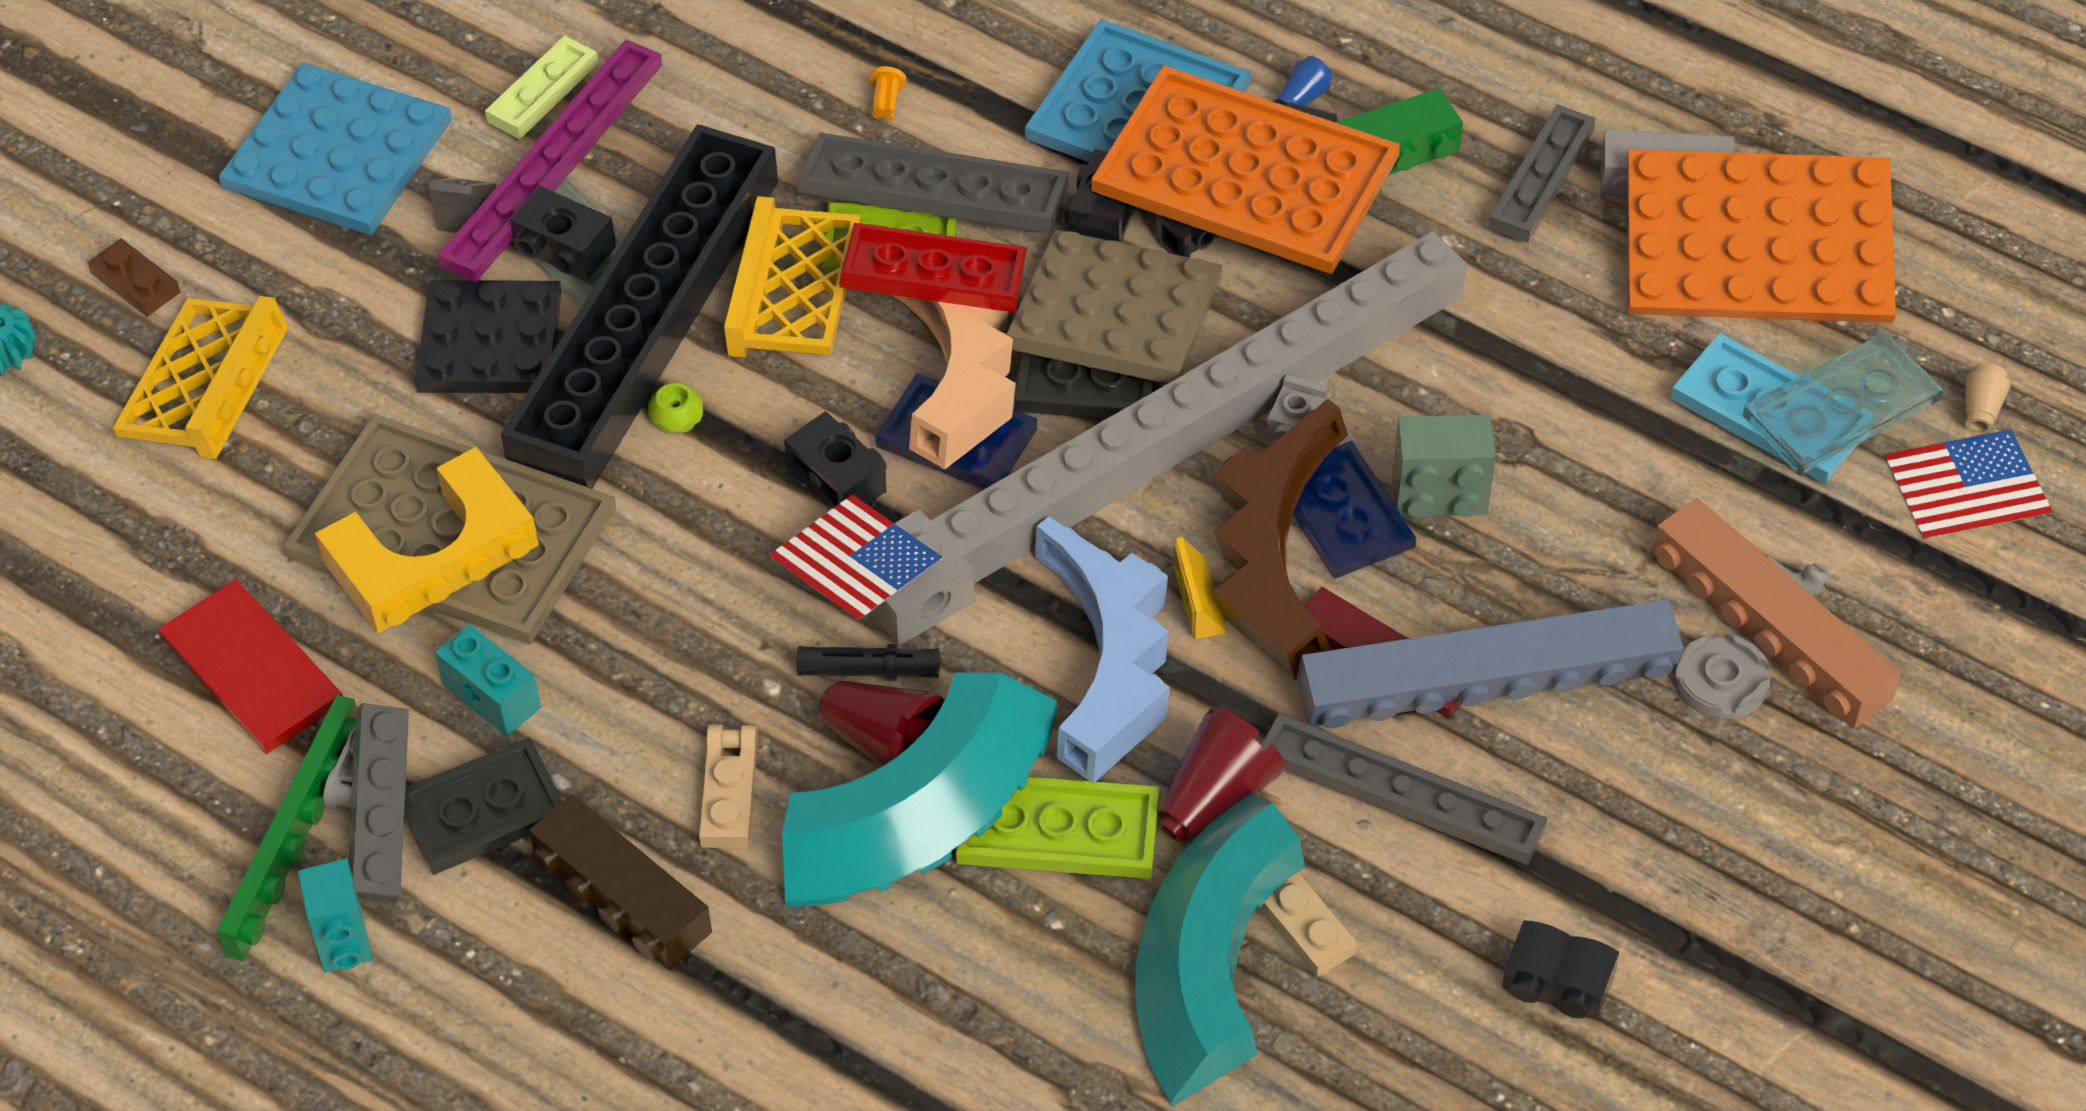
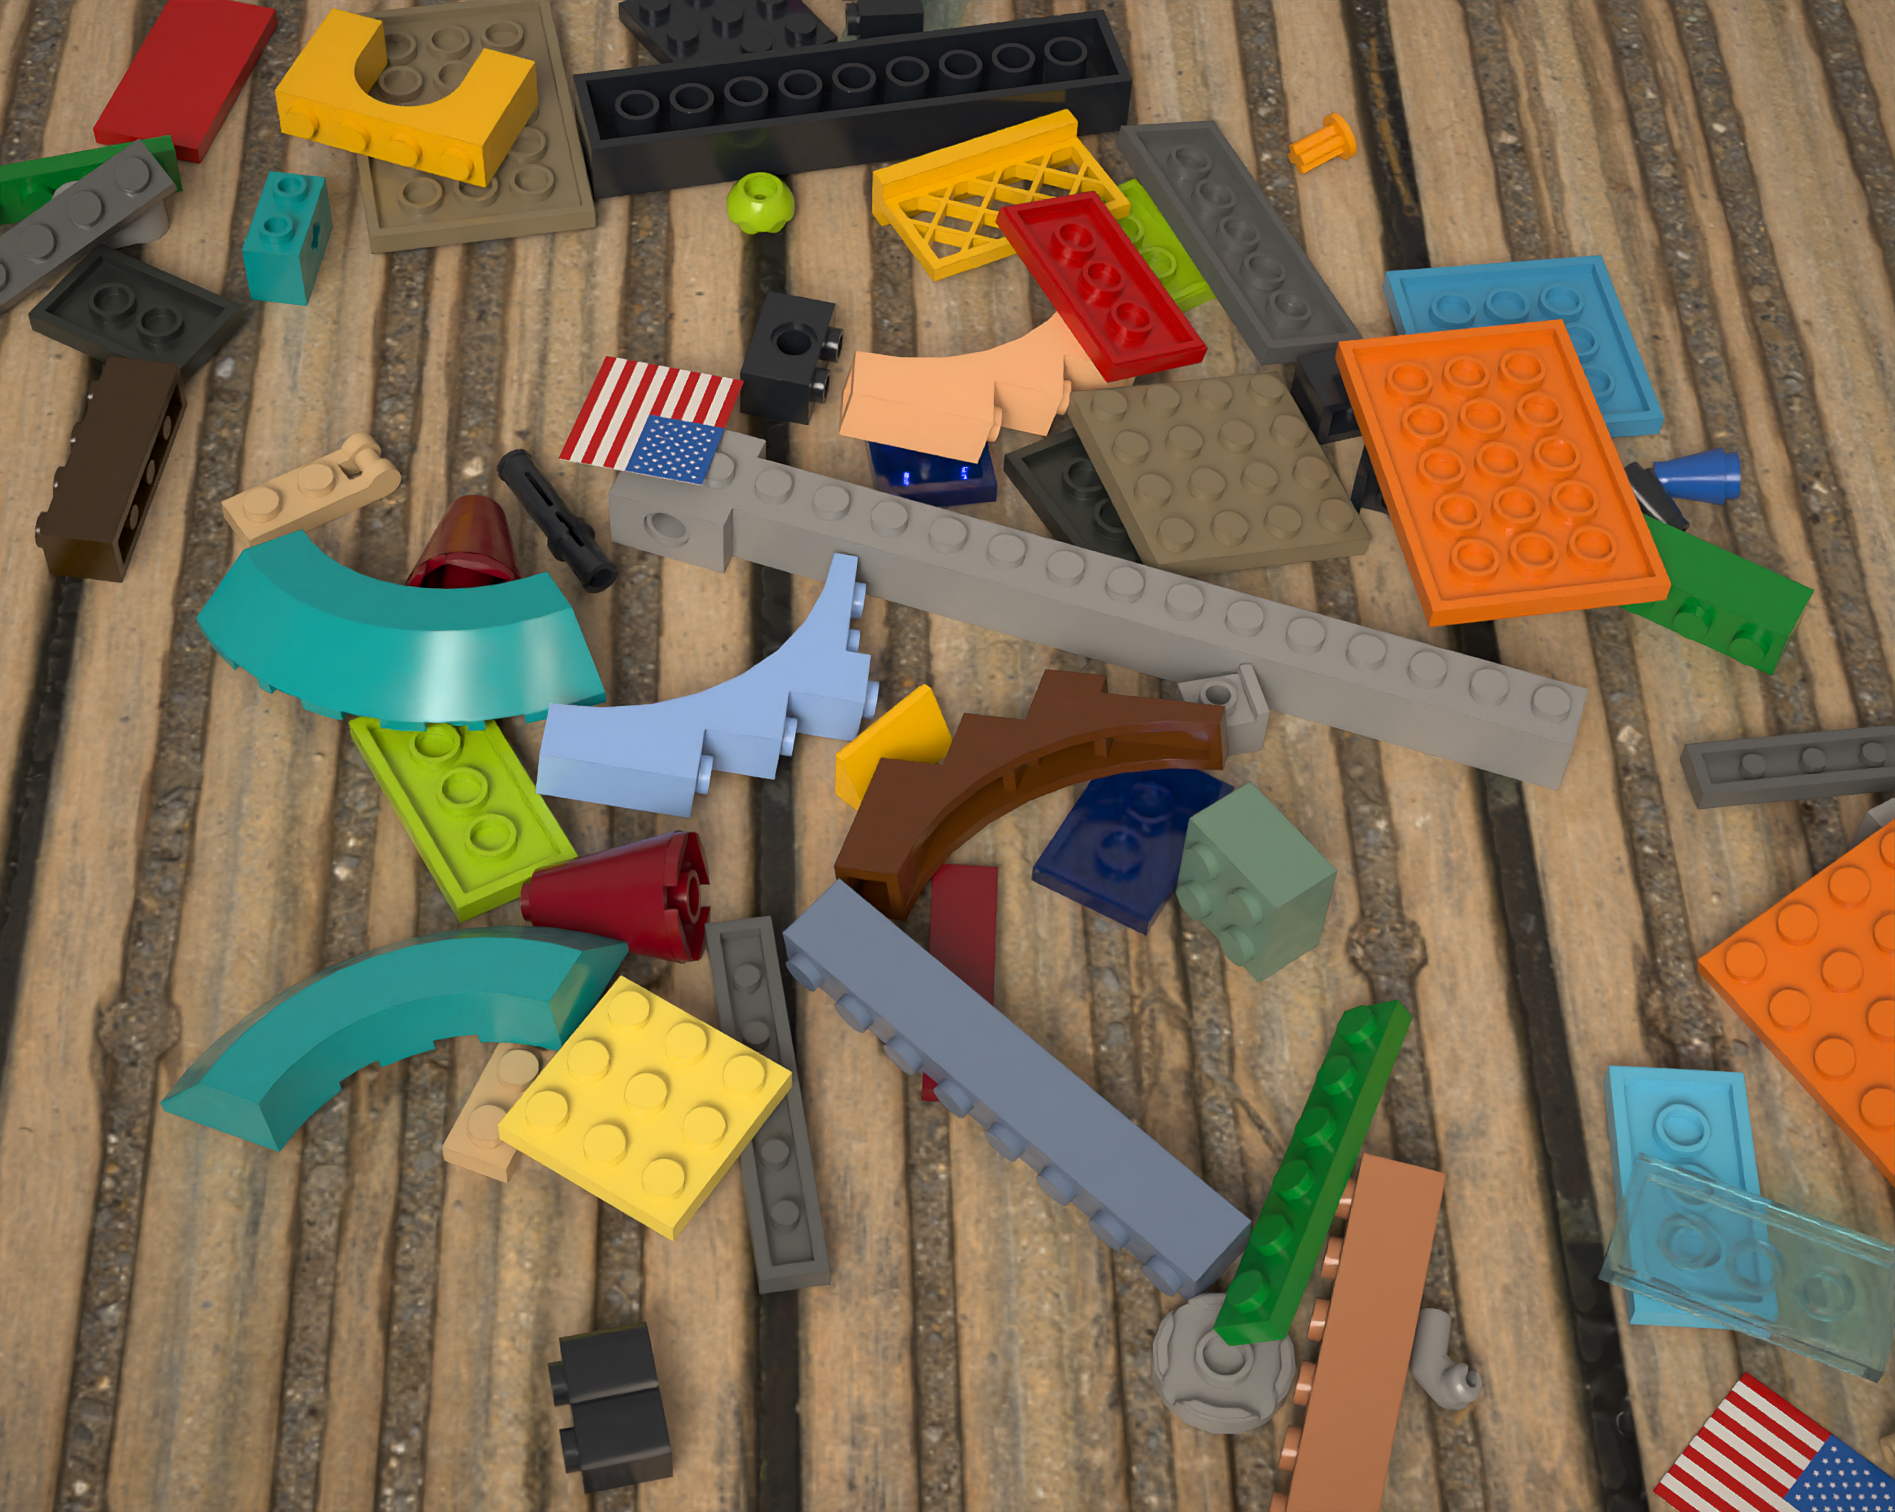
camera: 50 degrees right, 0 degrees up
(1377, 844) = (646, 1107): none -> light yellow plate
(1647, 556) = (1312, 1175): none -> green plate

